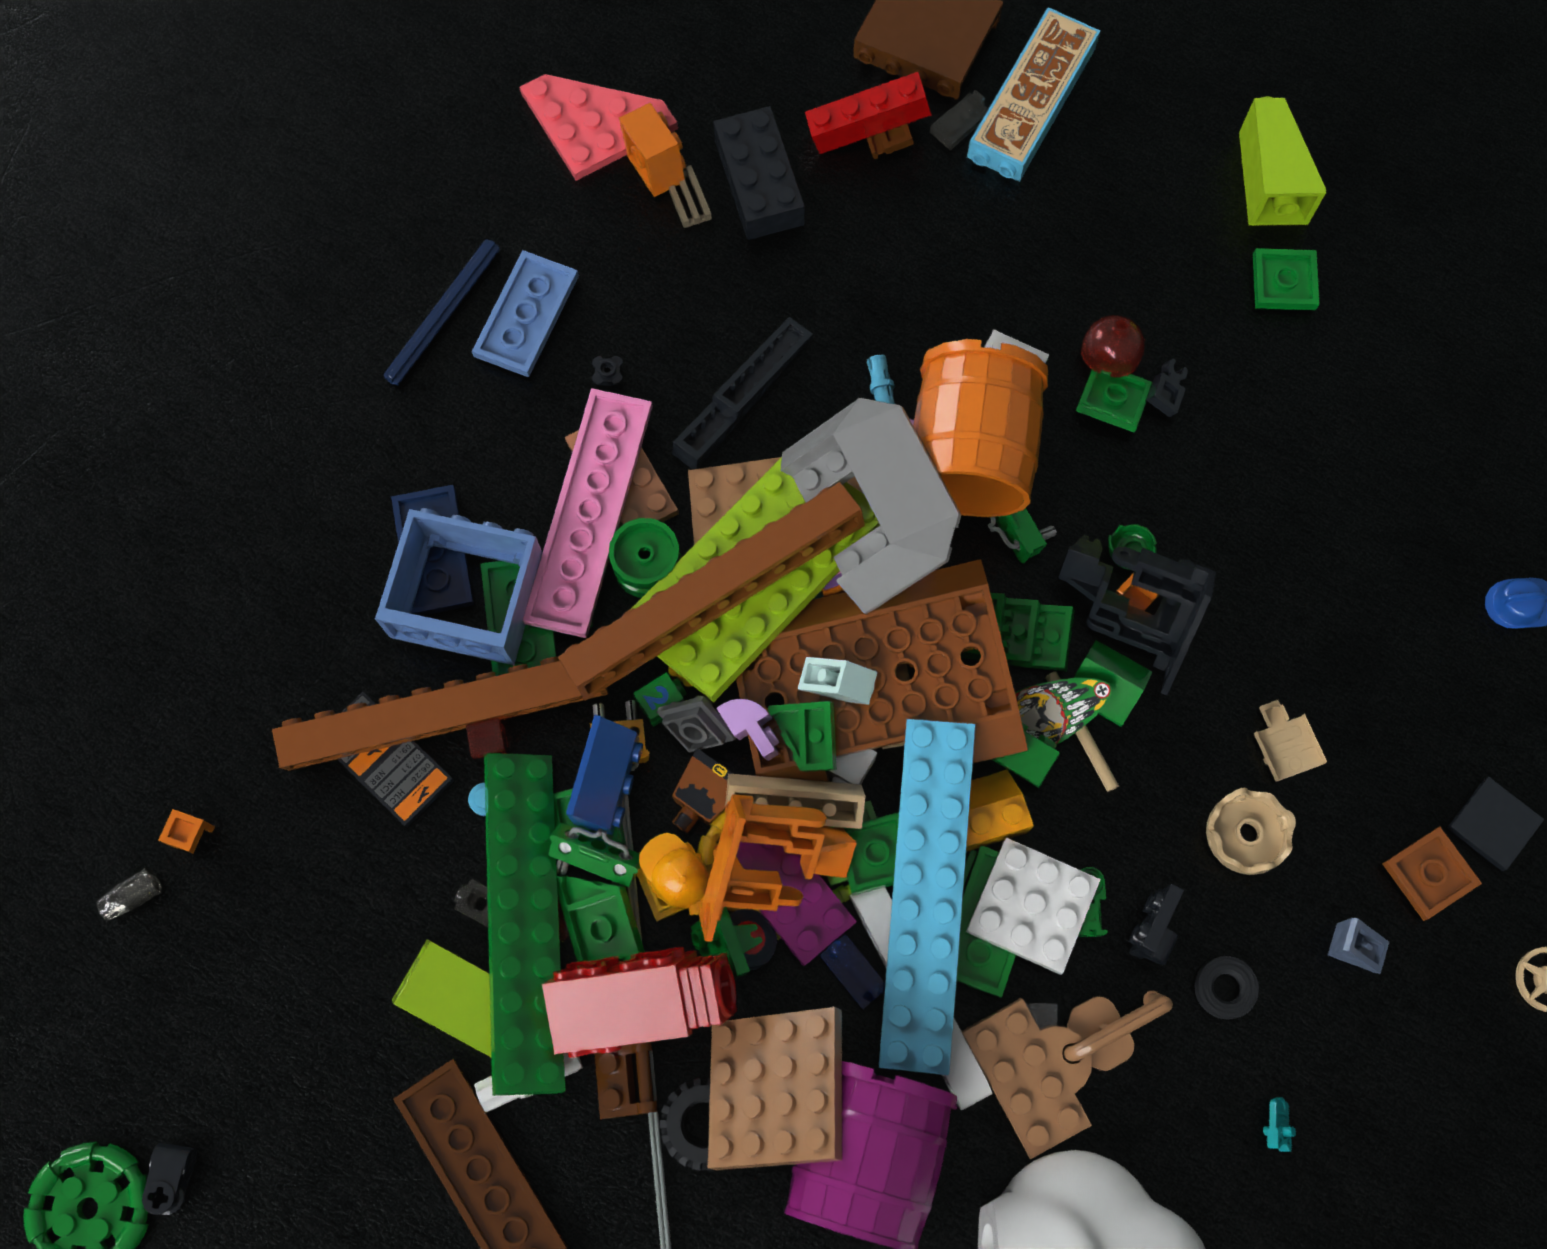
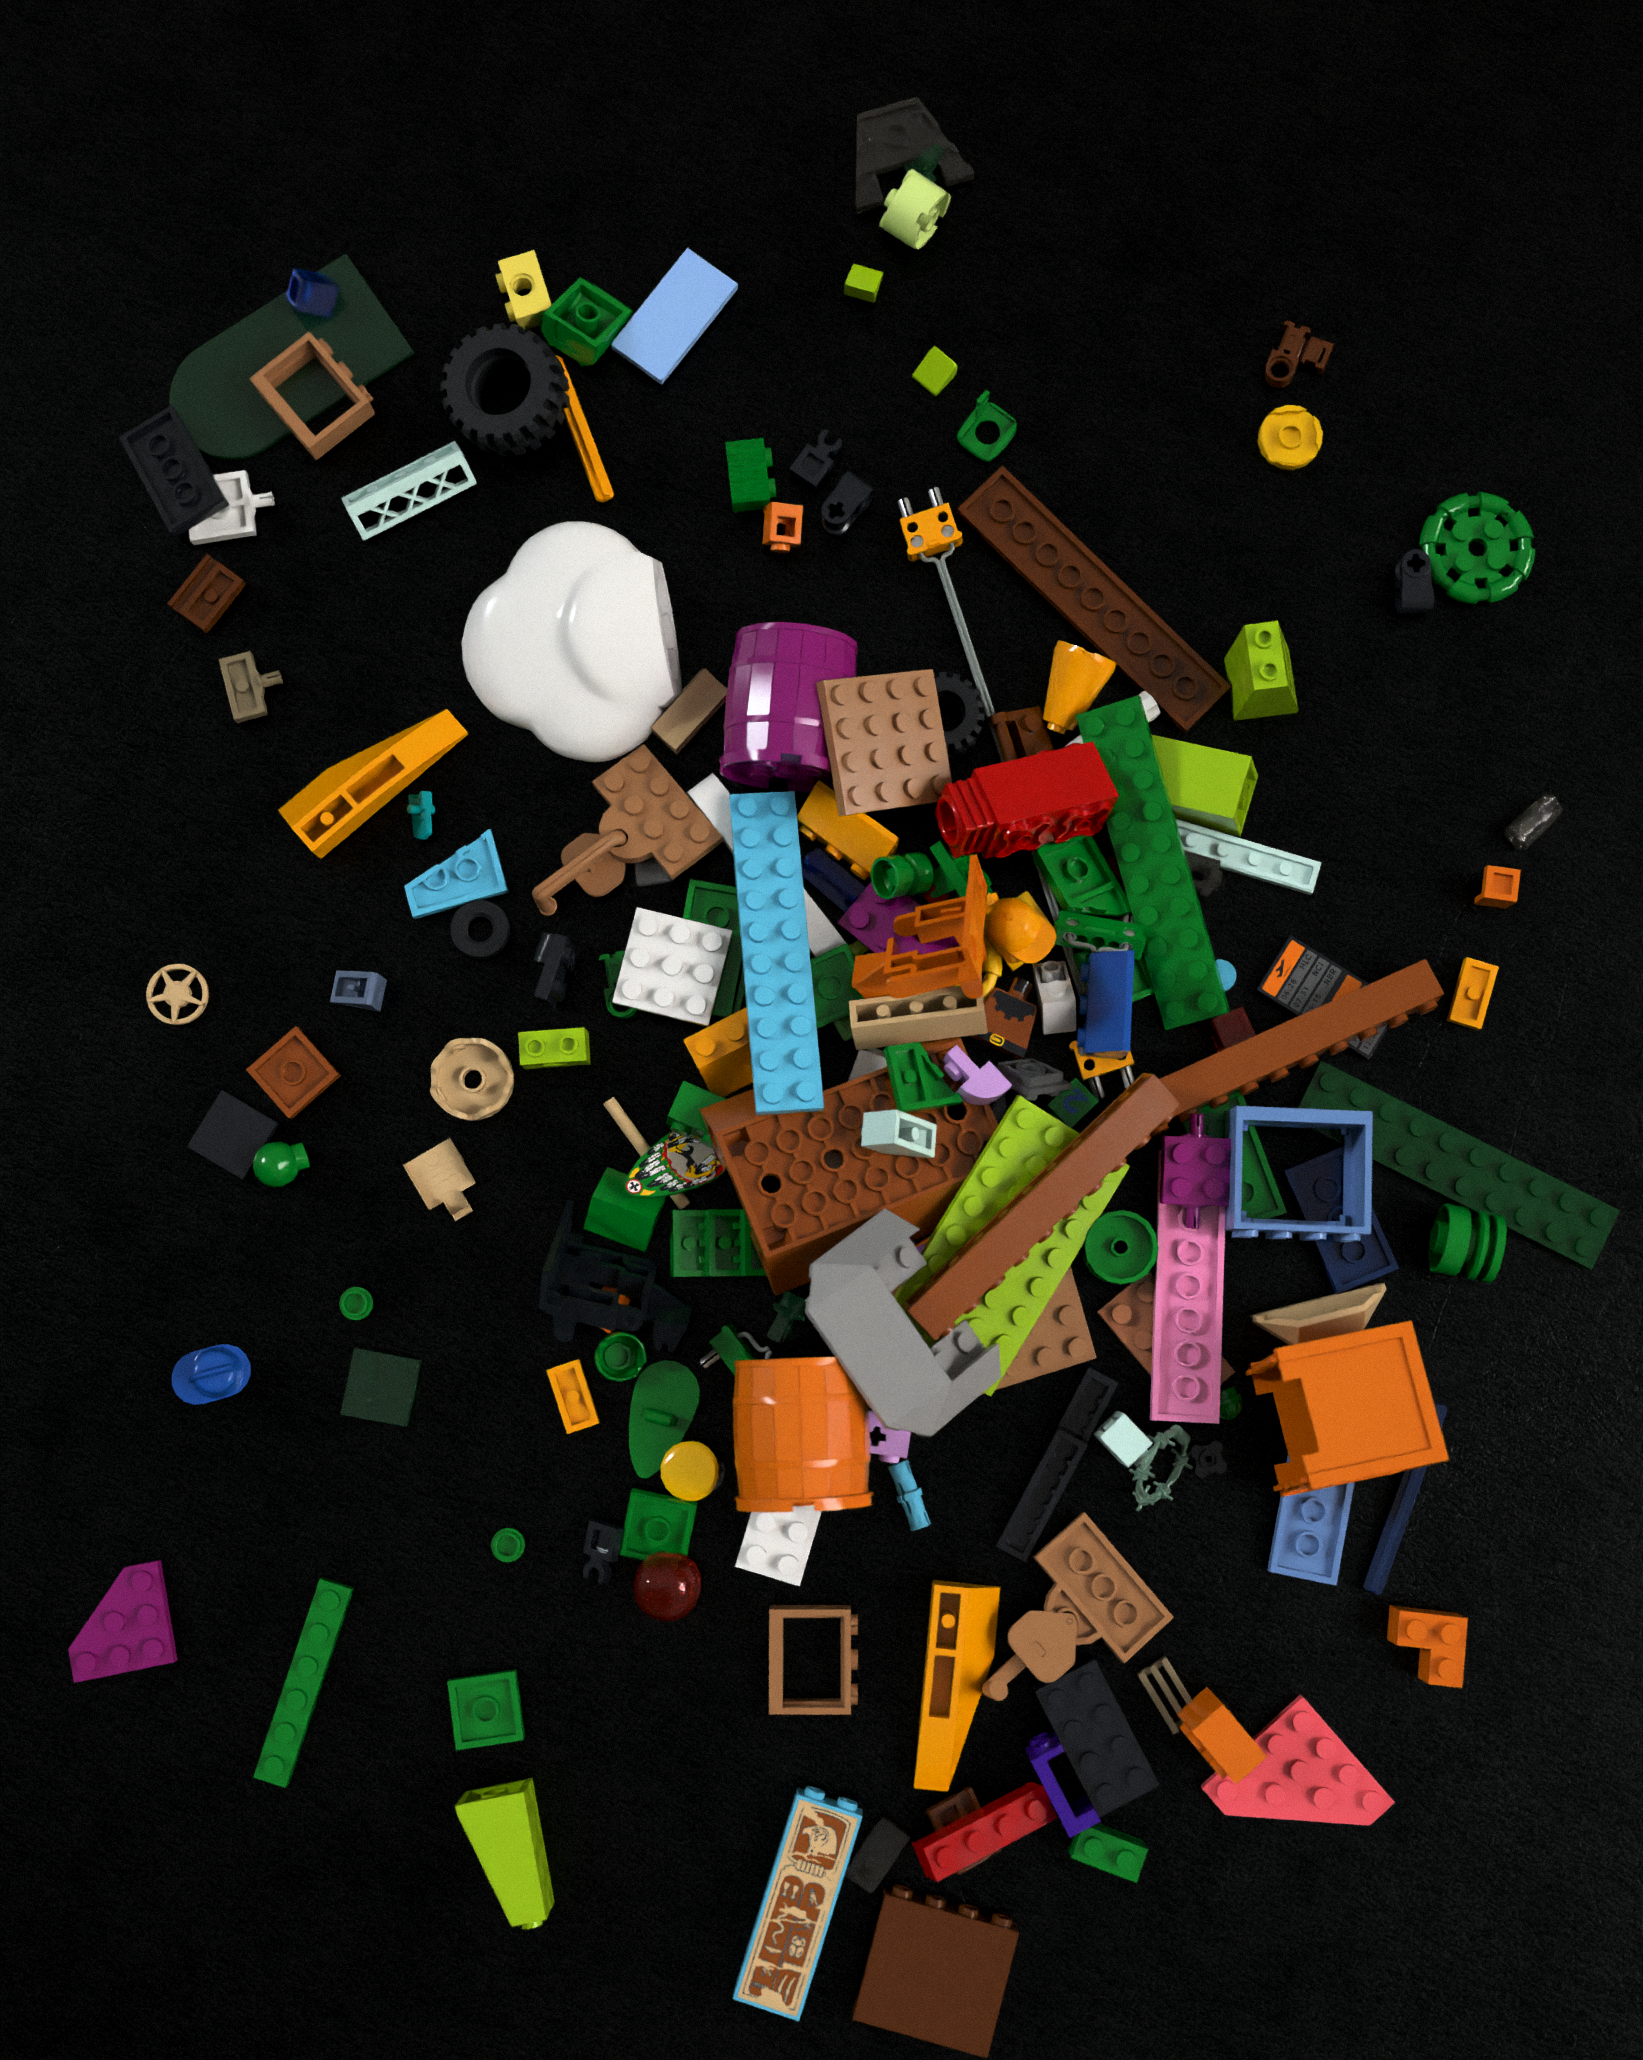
camera: 170 degrees right, 10 degrees up
(244, 735) = (1472, 993): none -> light orange plate
(306, 579) = (1467, 1169): none -> dark green plate
(322, 502) = (1467, 1243): none -> green wheel
(360, 1098) = (1260, 673): none -> lime slope
(425, 914) = (1251, 858): none -> light aqua tile
(450, 198) = (1440, 1641): none -> orange brick
(471, 363) = (1351, 1408): none -> orange container
(473, 467) = (1322, 1316): none -> tan wedge
(557, 606) = (1195, 1171): none -> magenta plate
(558, 1132) = (1073, 684): none -> light orange cone
(575, 412) = (1230, 1403): none -> green plate
(652, 804) = (1054, 997): none -> white slope
(671, 345) = (1143, 1471): none -> sand green piece
(681, 392) = (1123, 1439): none -> light aqua brick
(728, 274) = (1103, 1600): none -> medium nougat plate
(765, 87) = (1109, 1851): none -> green brick
(783, 950) = (901, 875): none -> green wheel
(794, 119) = (1076, 1815): none -> dark purple panel
(812, 990) = (848, 837): none -> light orange slope
(867, 243) = (955, 1668): none -> light orange wedge
(971, 553) = (789, 1309): none -> clear green piece
(975, 1186) = (690, 711): none -> tan piece
(998, 235) = (849, 1661): none -> medium nougat window
(1077, 438) = (691, 1471): none -> yellow piece
(1098, 495) = (660, 1413): none -> green shield
(1163, 846) = (554, 1048): none -> lime brick
(1180, 521) = (573, 1396): none -> light orange plate
(1243, 1044) = (464, 877): none -> medium azure wing
(1253, 407) = (508, 1545): none -> green plate
(1338, 1173) = (367, 781): none -> light orange wedge
(1361, 562) = (381, 1387): none -> clear green plate
(1380, 641) = (356, 1303): none -> green plate
(1446, 330) = (303, 1682): none -> green plate
(1451, 783) = (279, 1163): none -> green piece

